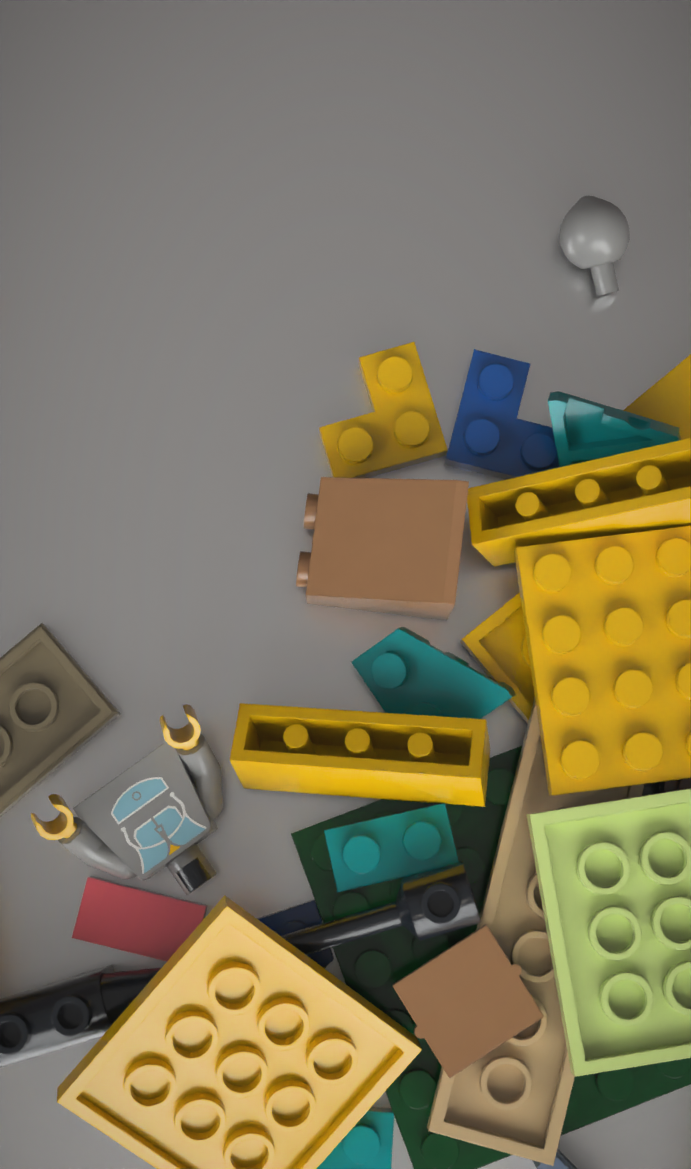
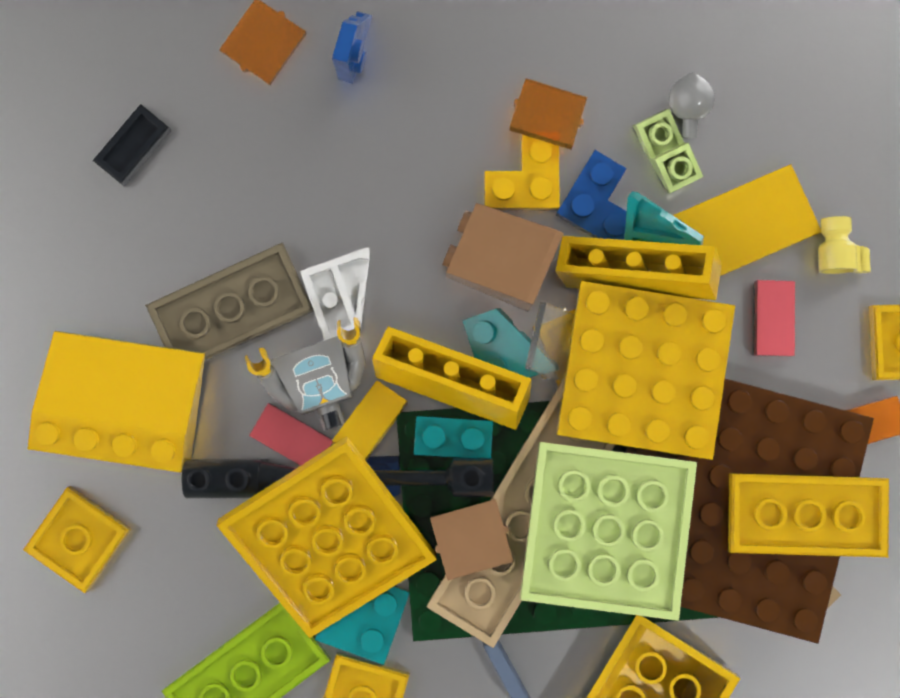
camera: 15 degrees right, 5 degrees up
(62, 302) = (348, 52): none -> blue wing
(148, 672) = (338, 290): none -> white wing
(256, 855) = (372, 419): none -> yellow tile
(389, 317) = (548, 114): none -> clear orange piece
(498, 654) = (550, 342): none -> clear piece
(581, 323) = (667, 151): none -> yellowish green slope

